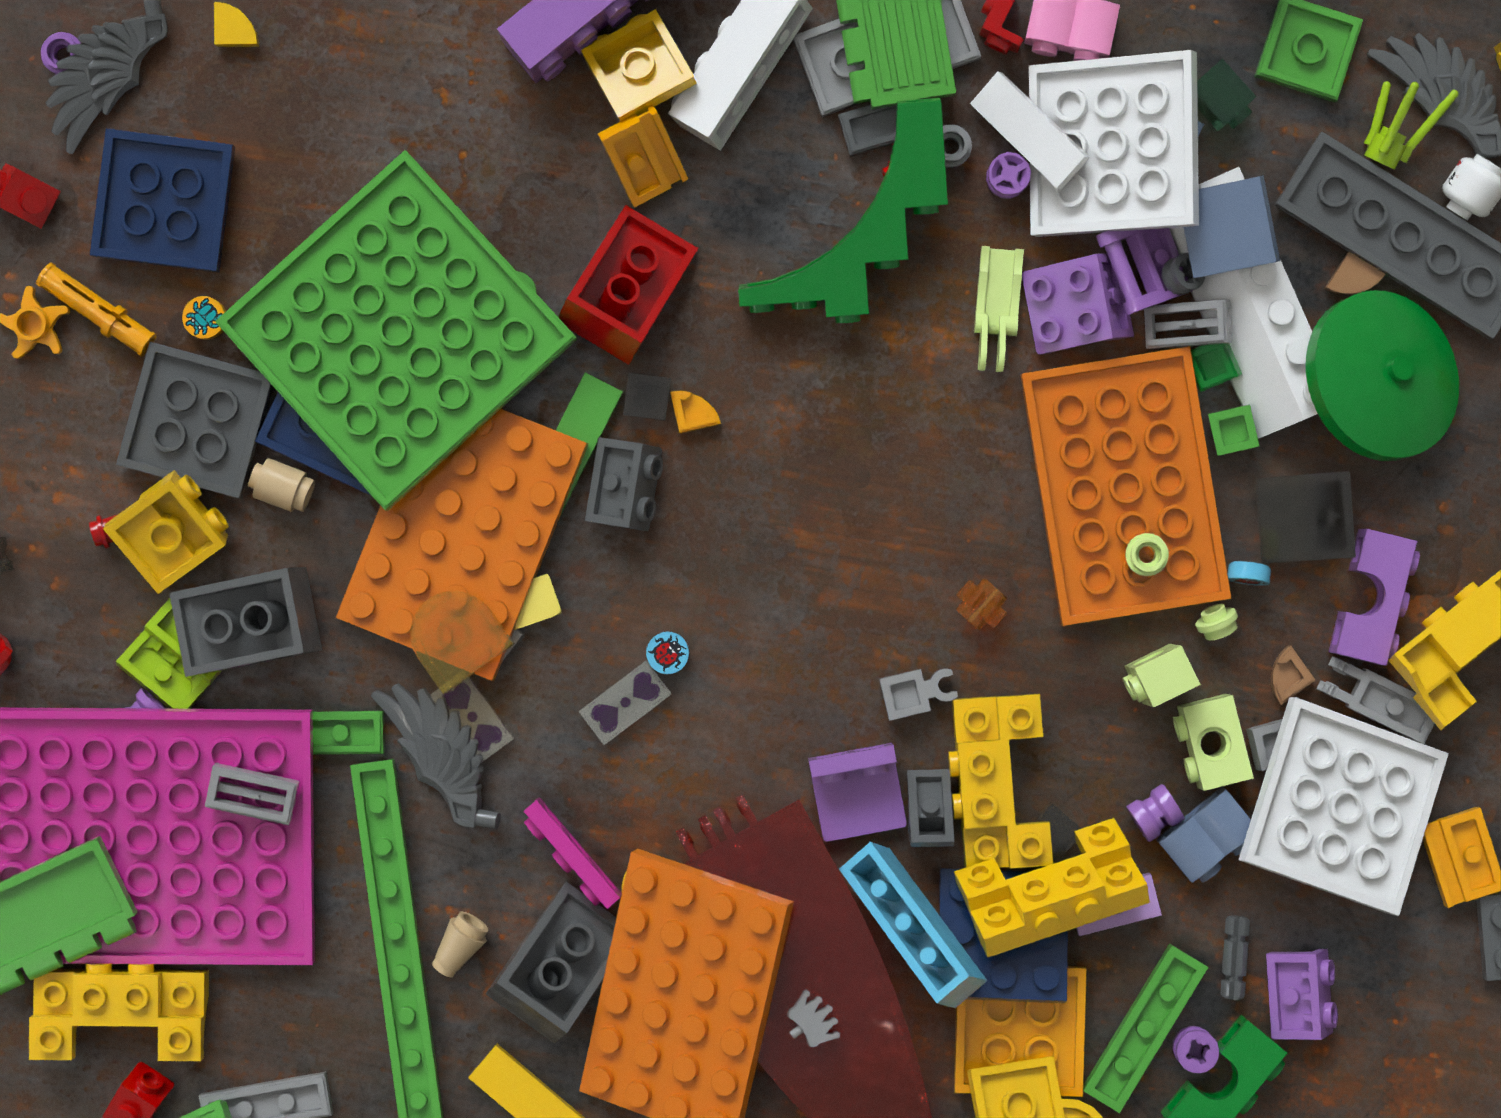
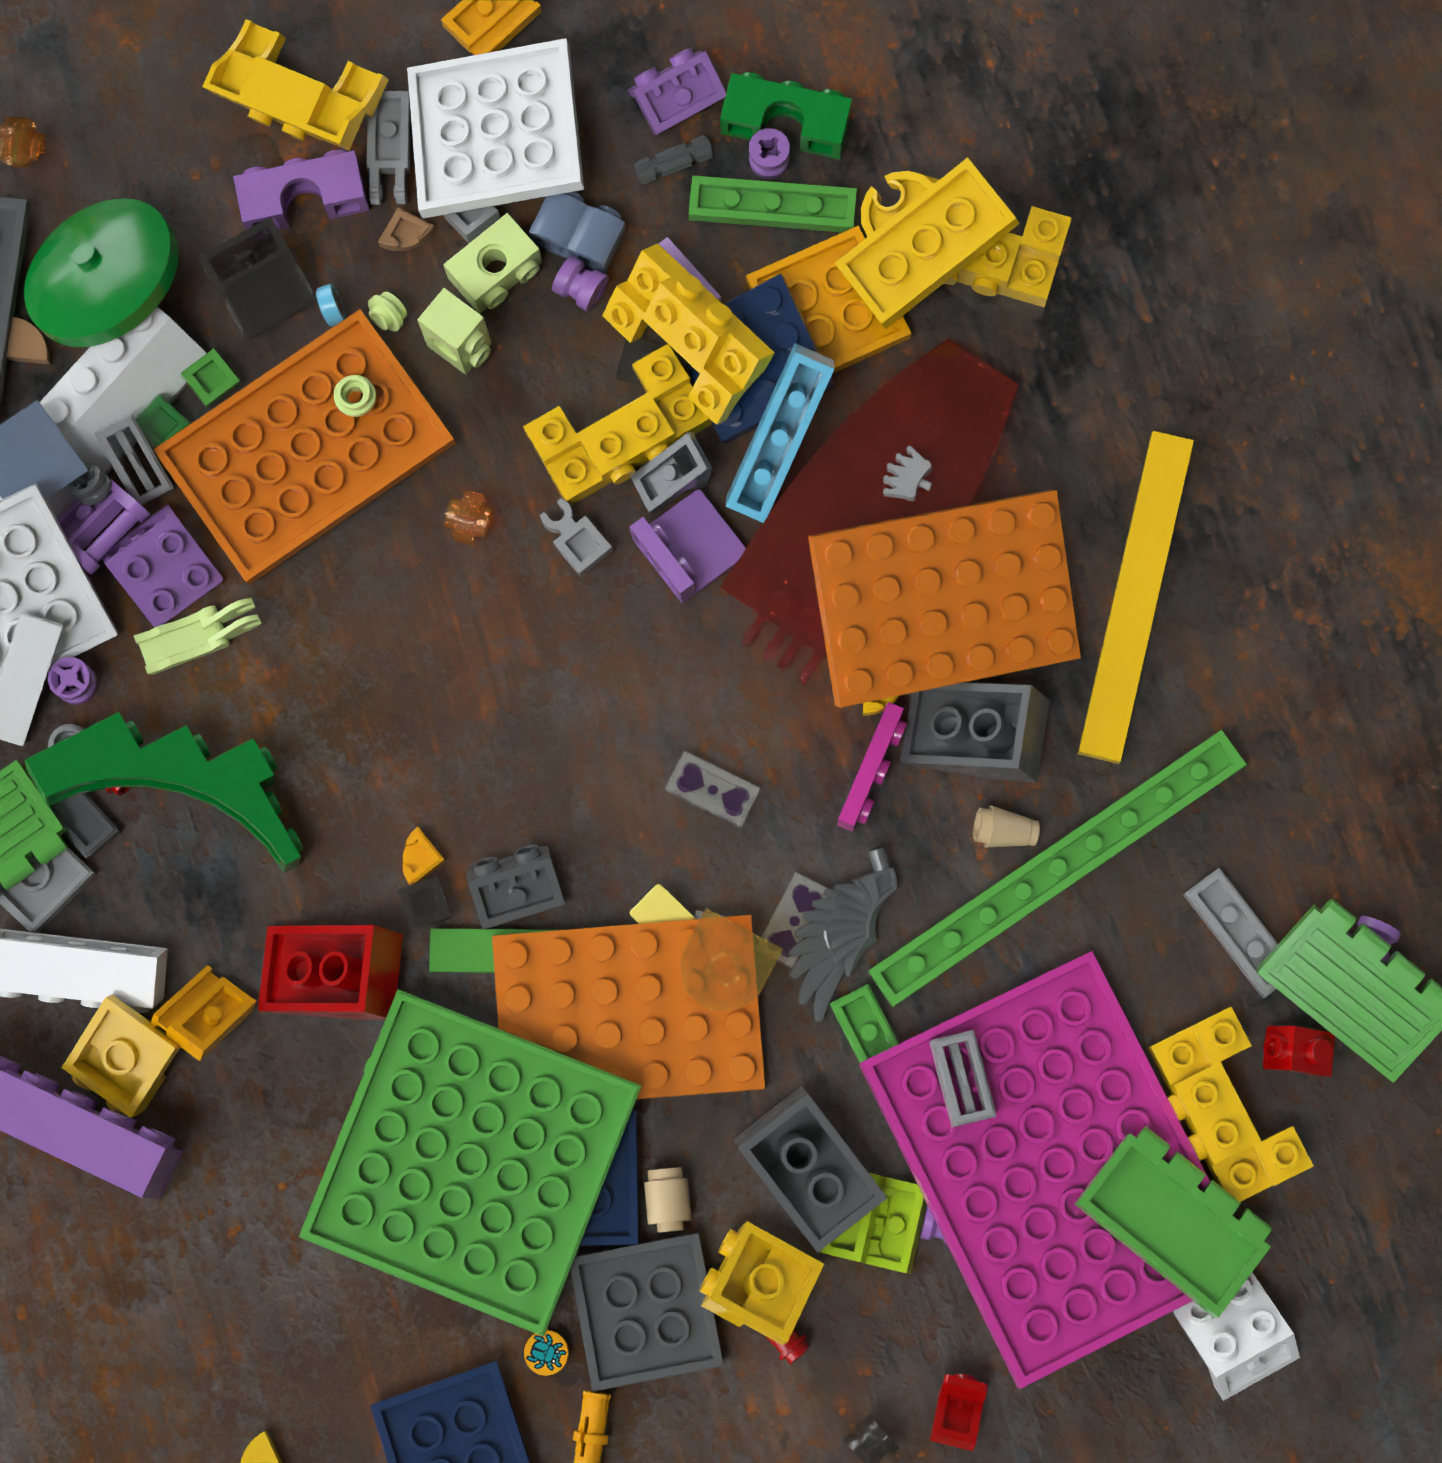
camera: 105 degrees left, 10 degrees down
(667, 652) = (648, 773): tile -> none

